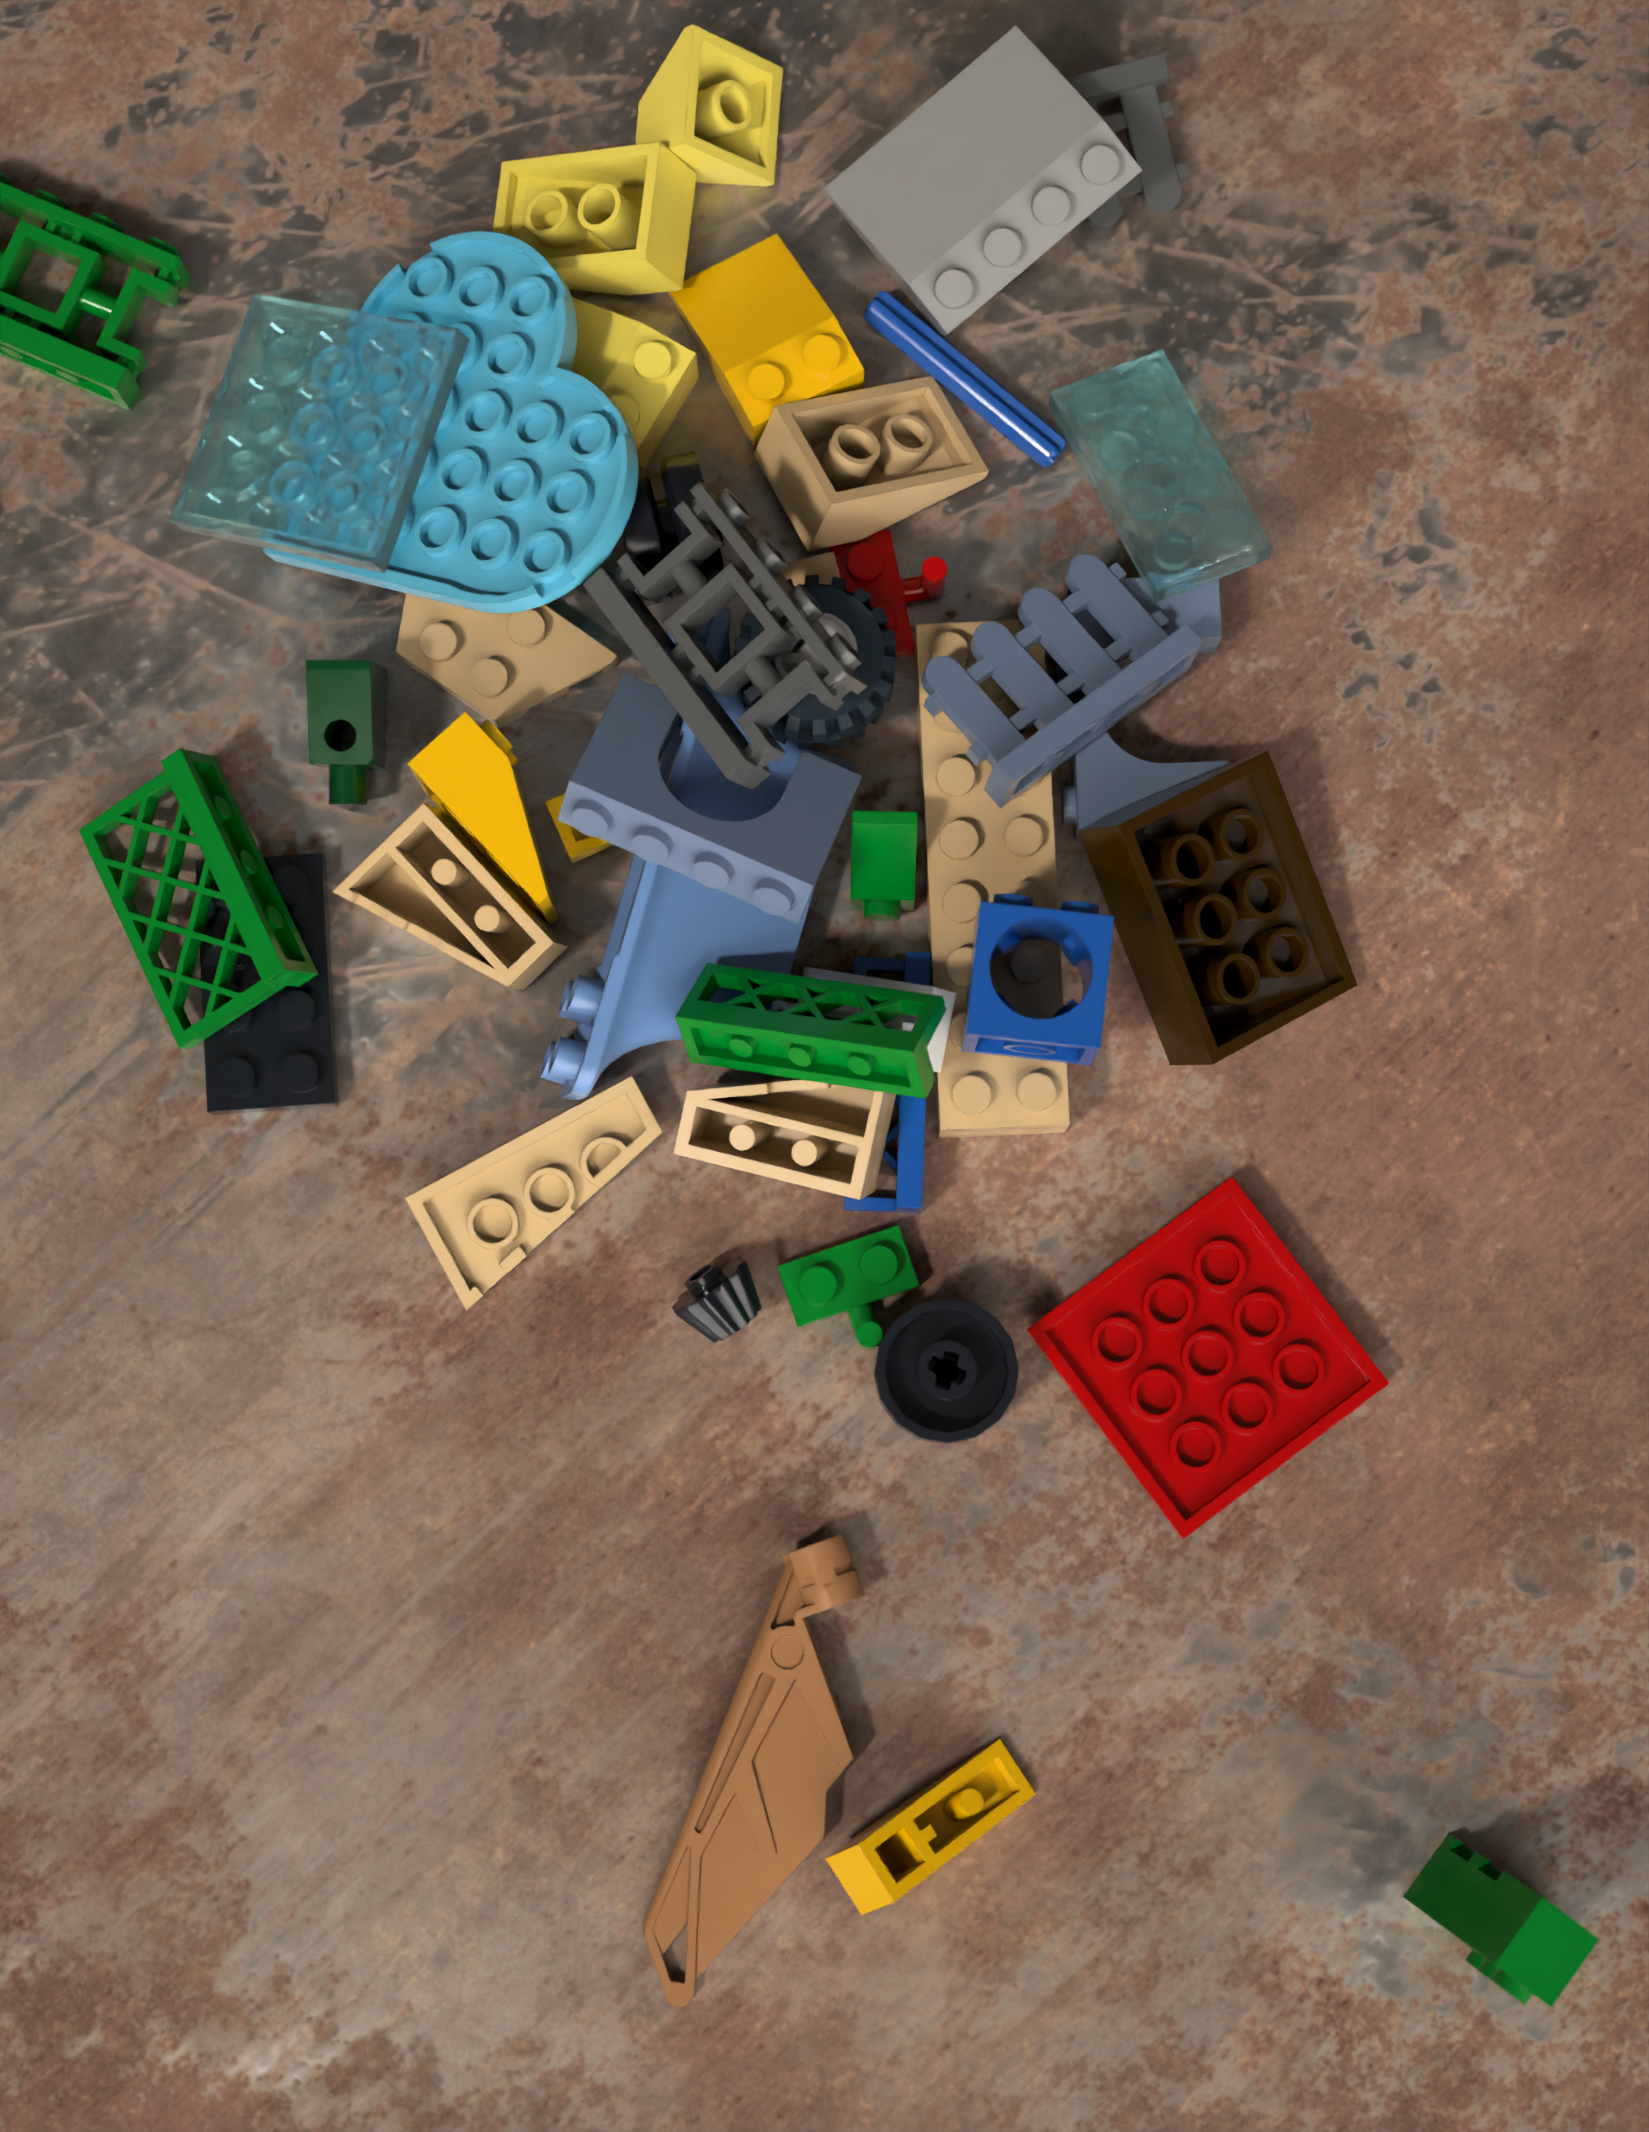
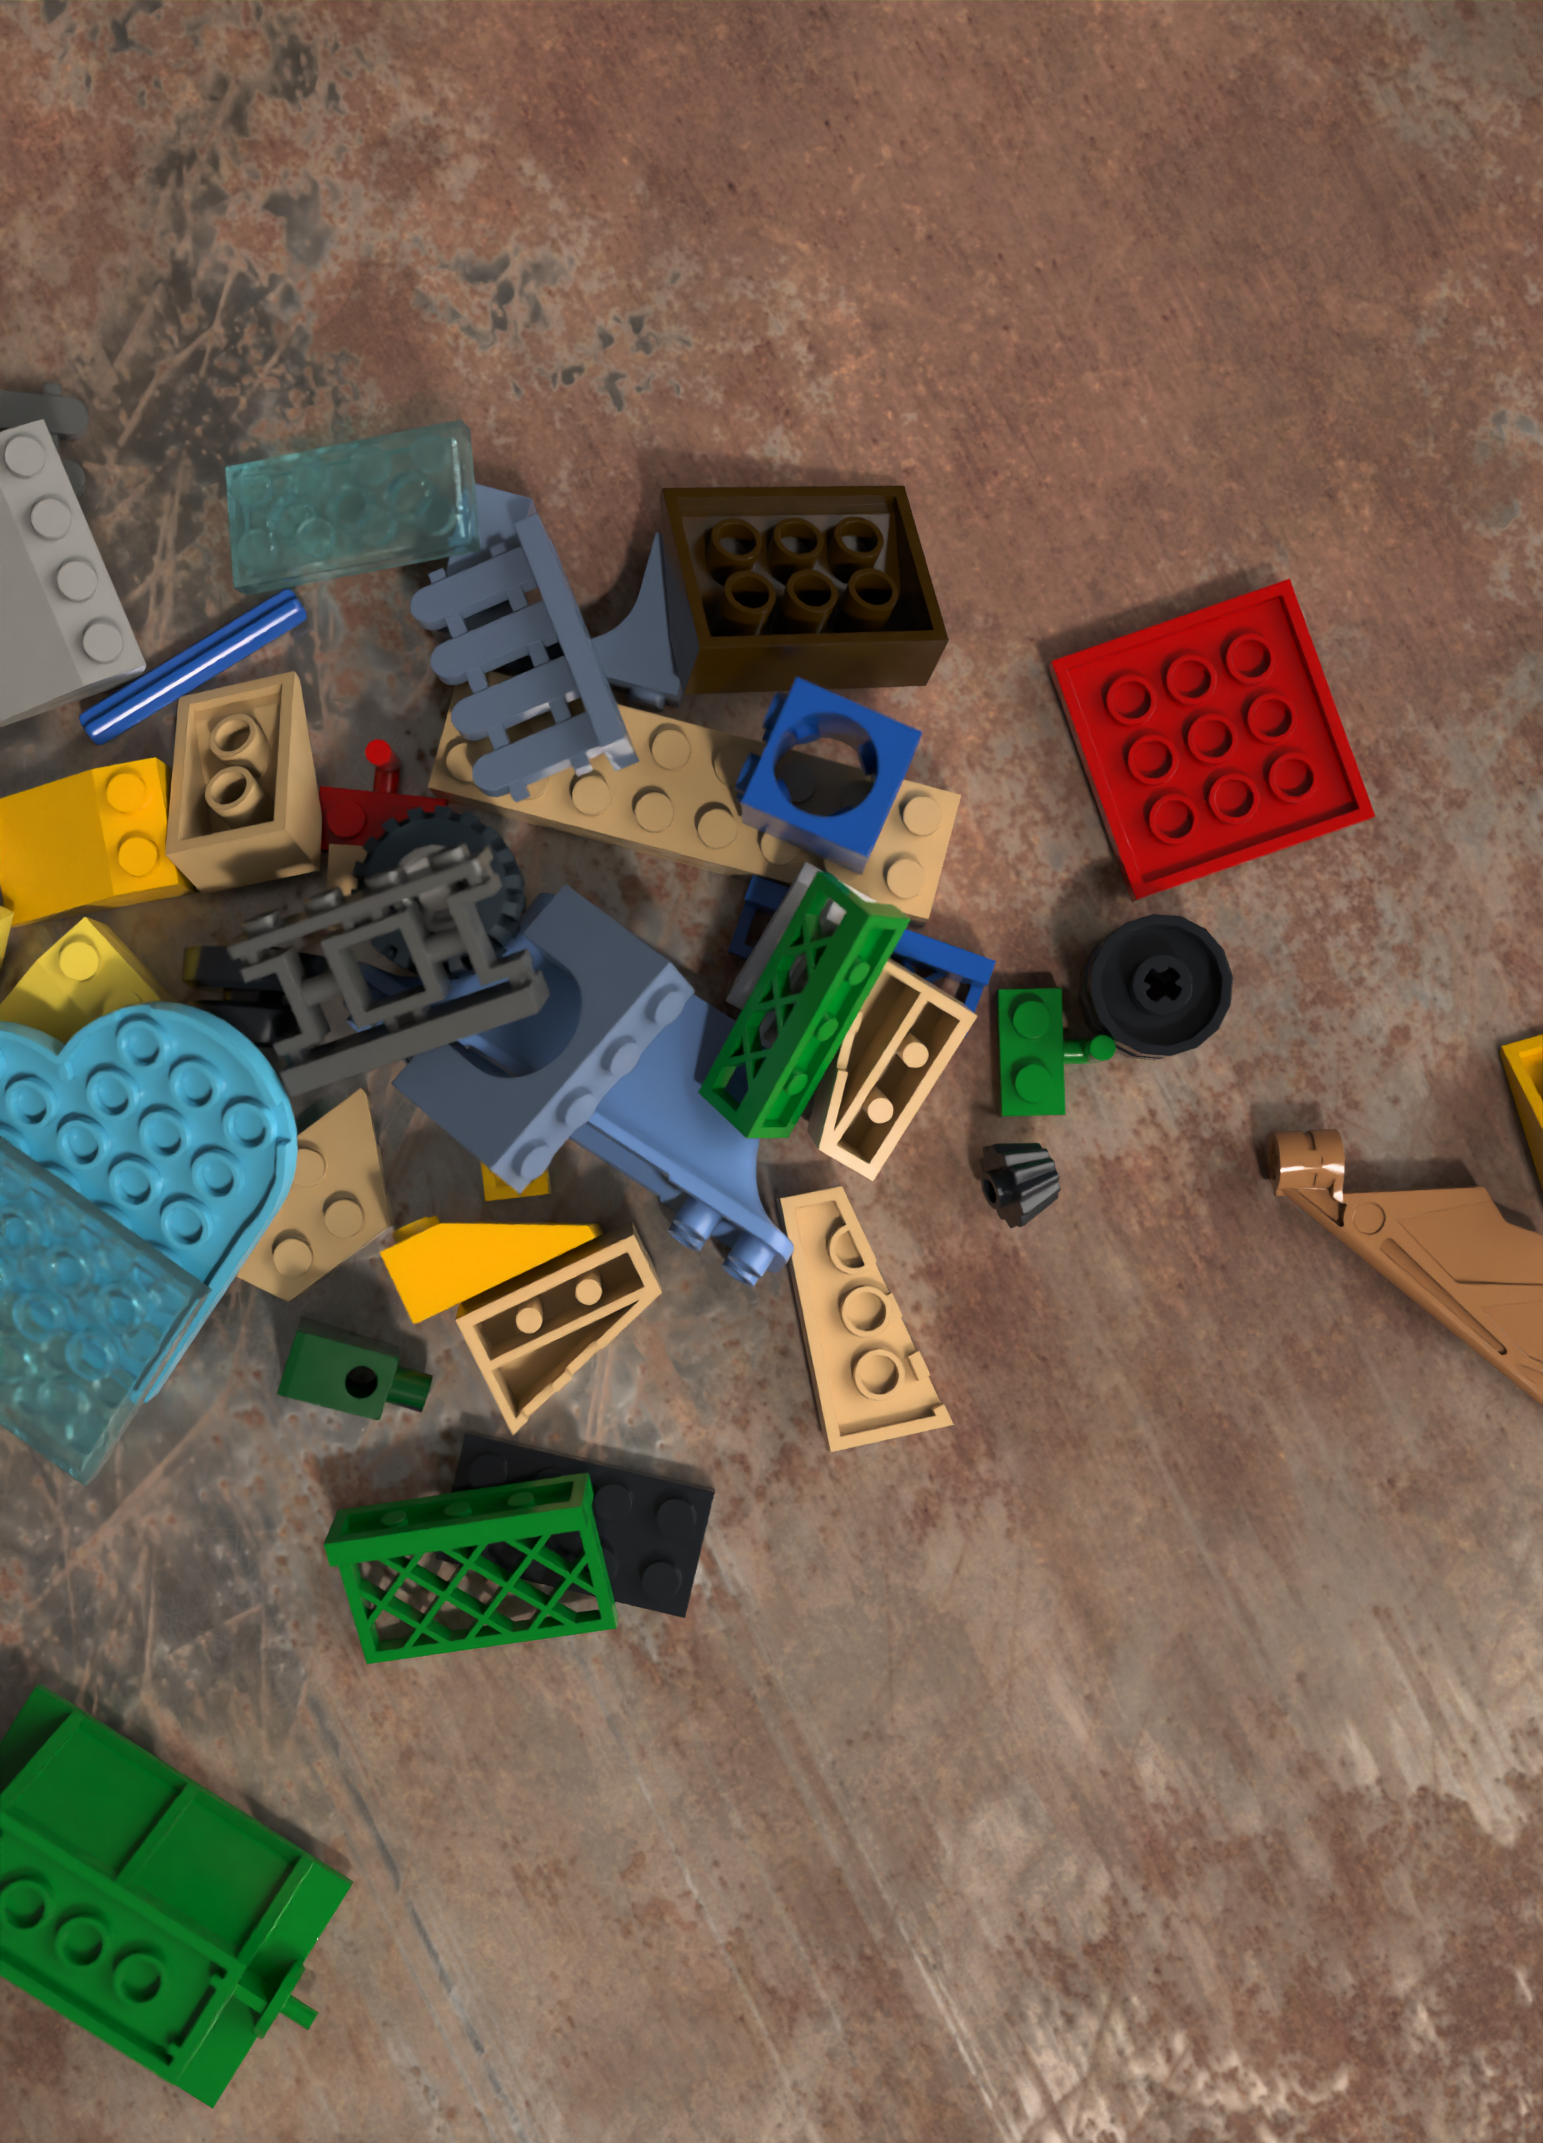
camera: 80 degrees left, 5 degrees up
(883, 863) = (651, 893): green slope -> none

